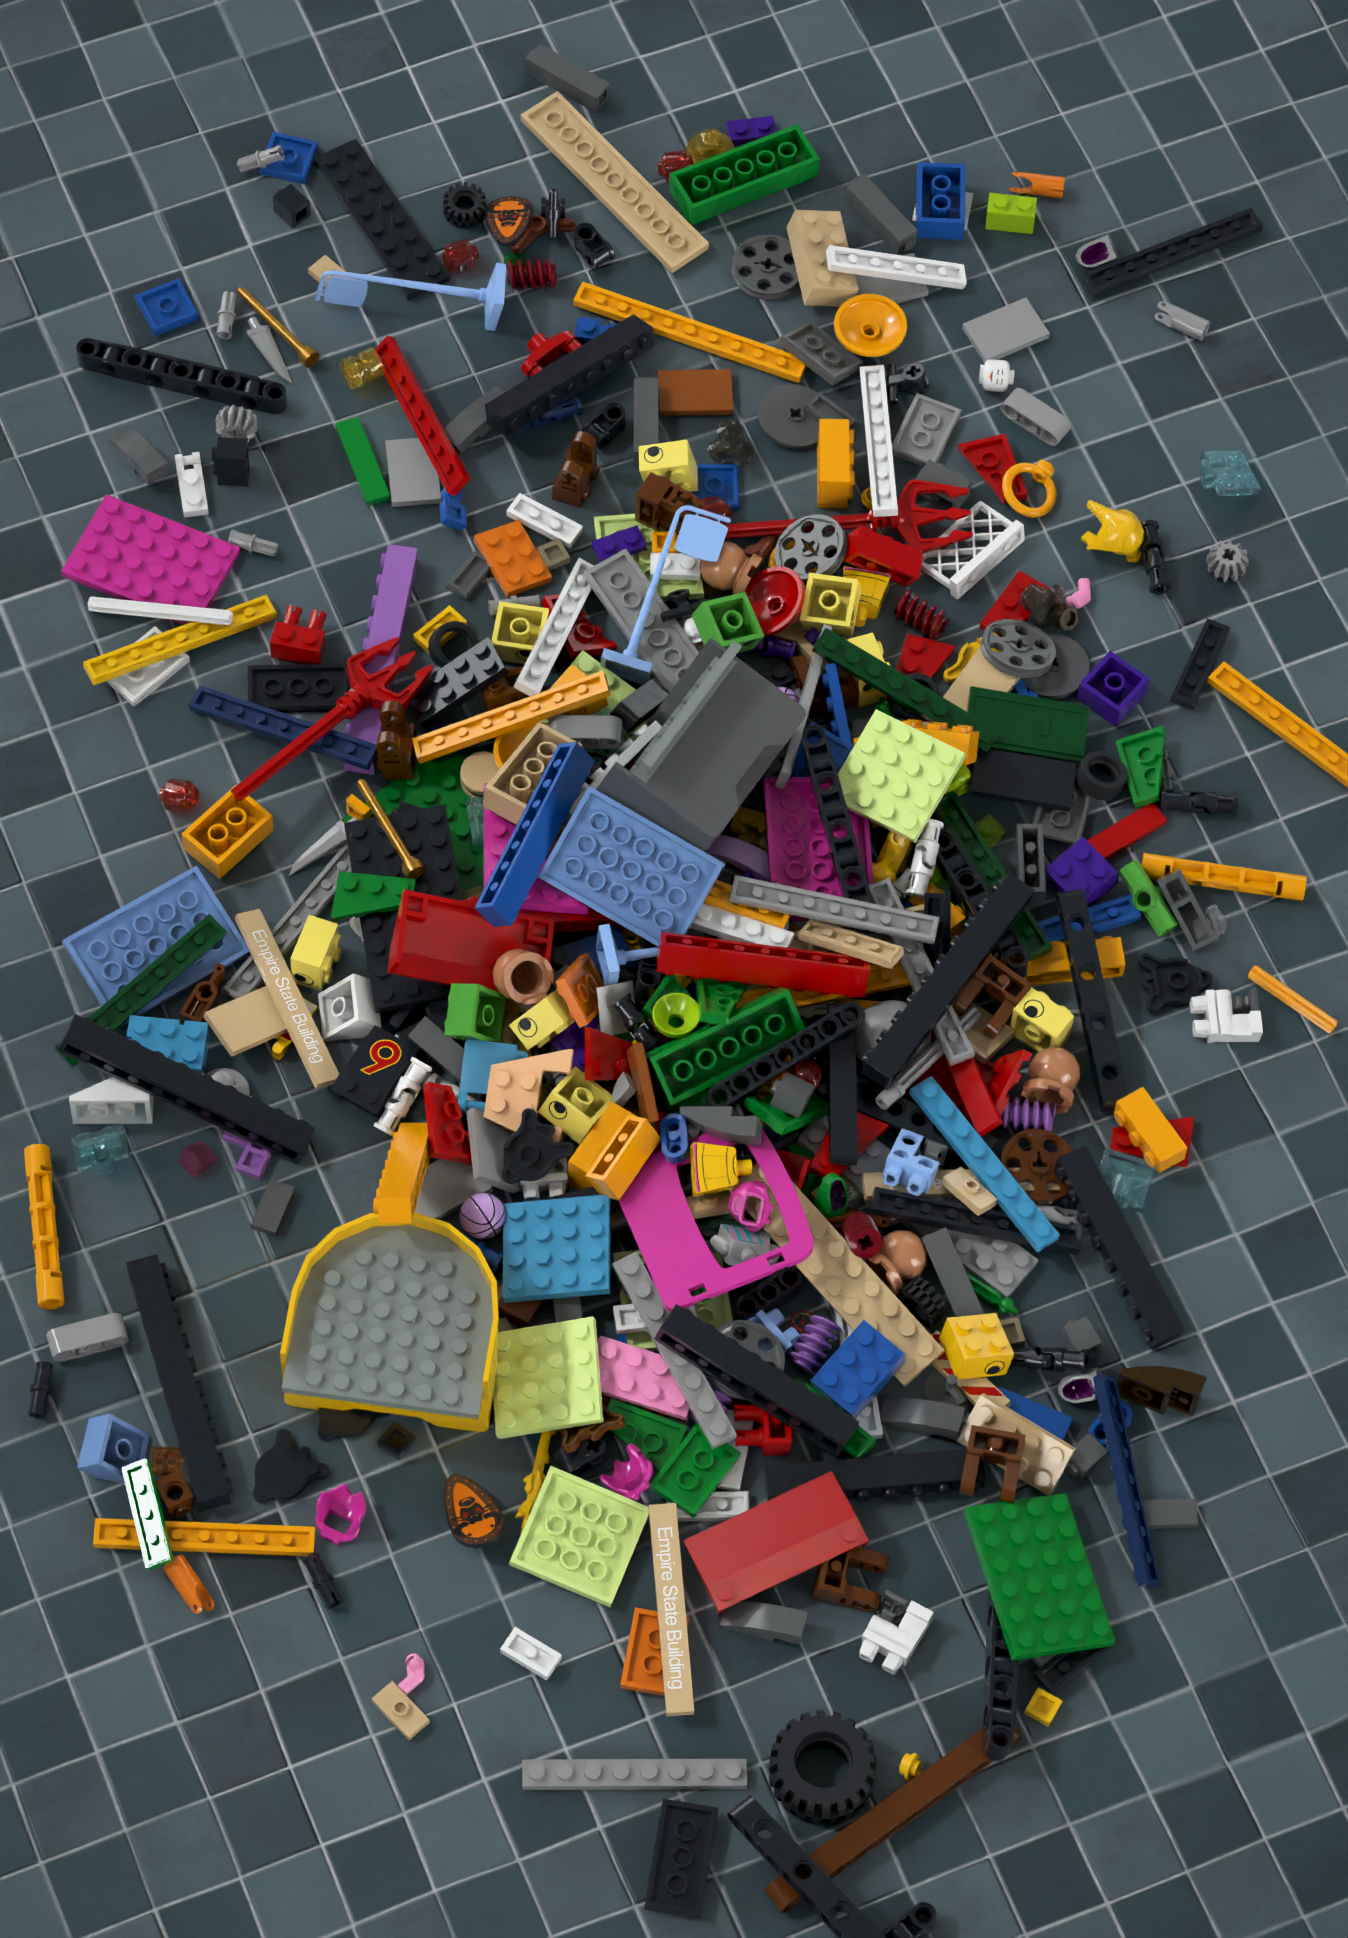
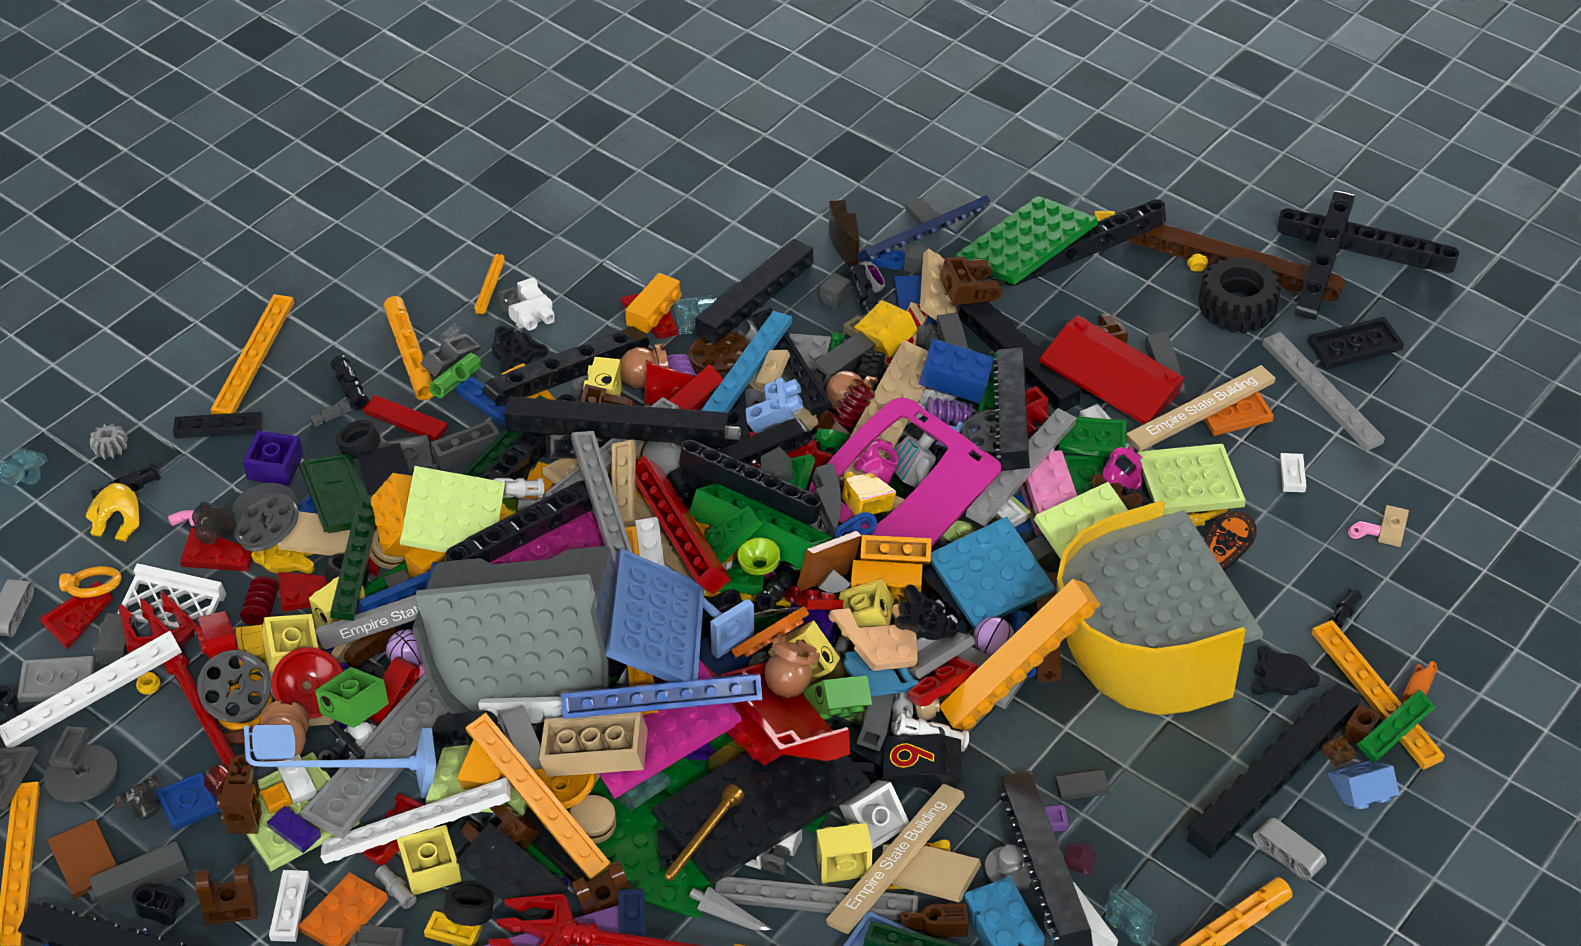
camera: 115 degrees left, 15 degrees down
(40, 1389) = (1356, 858): black pin -> none
(343, 1504) = (1288, 607): dark pink helmet -> none
(357, 808) = (683, 891): light orange tile -> none
(367, 893) = (774, 822): green wing -> none
(554, 554) = (323, 881): dark tan plate -> none
(672, 461) = (195, 821): light yellow brick -> none
(835, 463) = (130, 711): light orange brick -> none
(895, 1641) = (1119, 299): white hips -> none
(1082, 869) = (457, 412): dark purple brick -> none
(1143, 762) = (326, 423): green wing -> none

